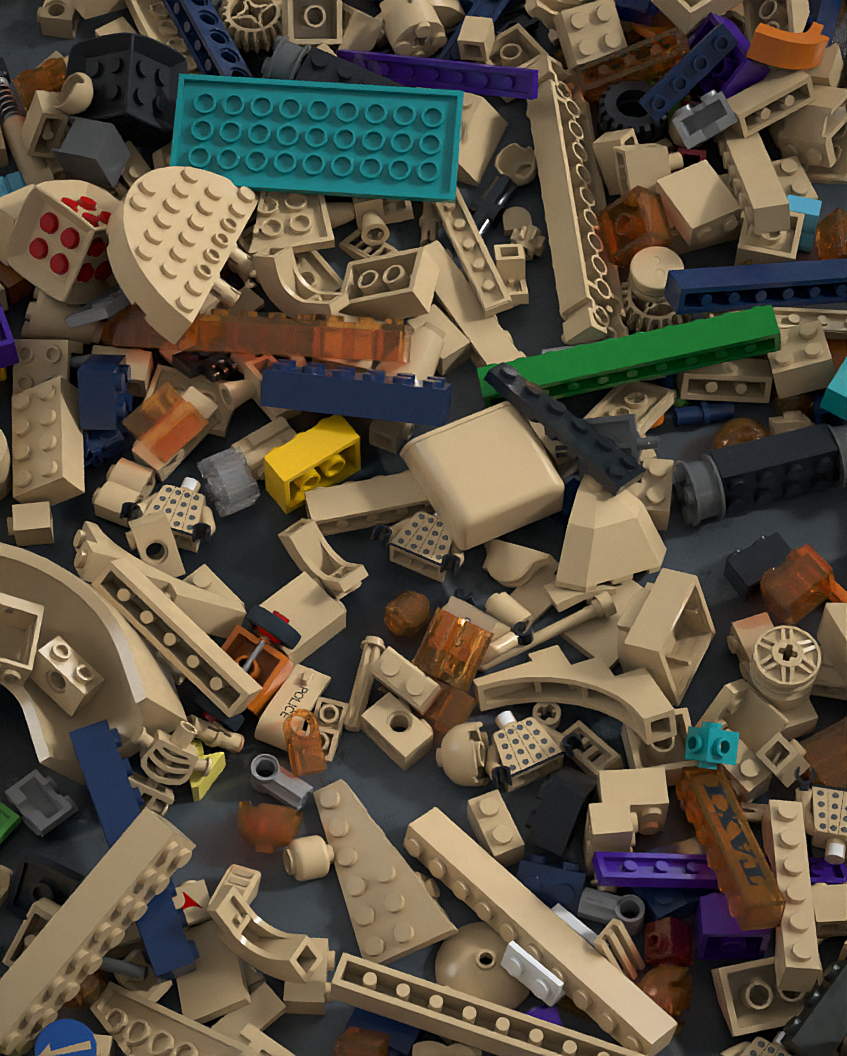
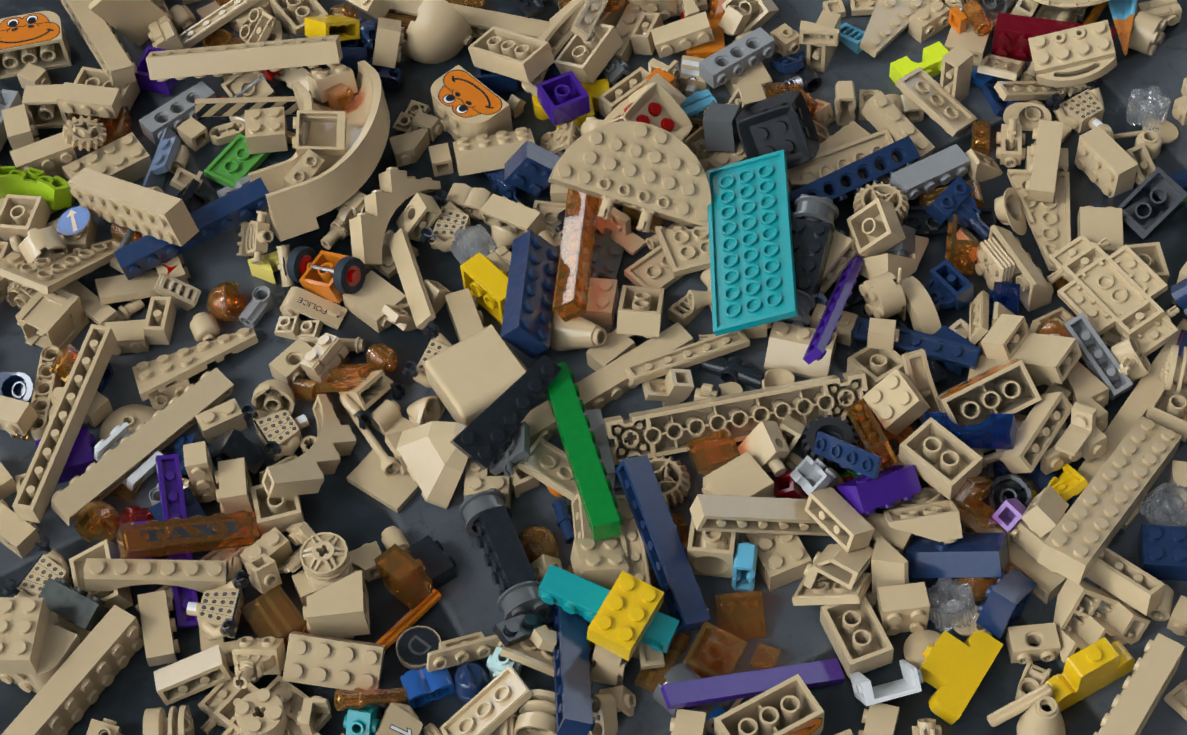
camera: 90 degrees right, 5 degrees down
(57, 30) = (844, 102): none -> tan brick
(75, 94) = (754, 101): tan hair -> none
(165, 422) = (509, 203): clear orange slope -> none
(176, 636) = (330, 220): tan brick -> none
(210, 445) = (503, 236): none -> tan hat
(259, 944) = (135, 299): tan arch -> none
(279, 558) = (411, 279): none -> tan tile
(287, 288) = (630, 255): tan arch -> none
(291, 913) = (159, 320): none -> tan brick
(304, 752) = (272, 313): clear orange piece -> none
(622, 948) = (124, 489): tan tile -> none
(650, 272) = (673, 469): tan head -> none
(666, 632) = (353, 494): tan container -> none
(705, 742) = (261, 519): teal brick -> none
(728, 607) = (393, 535): none -> tan brick
(788, 49) = (877, 523): orange arch -> none

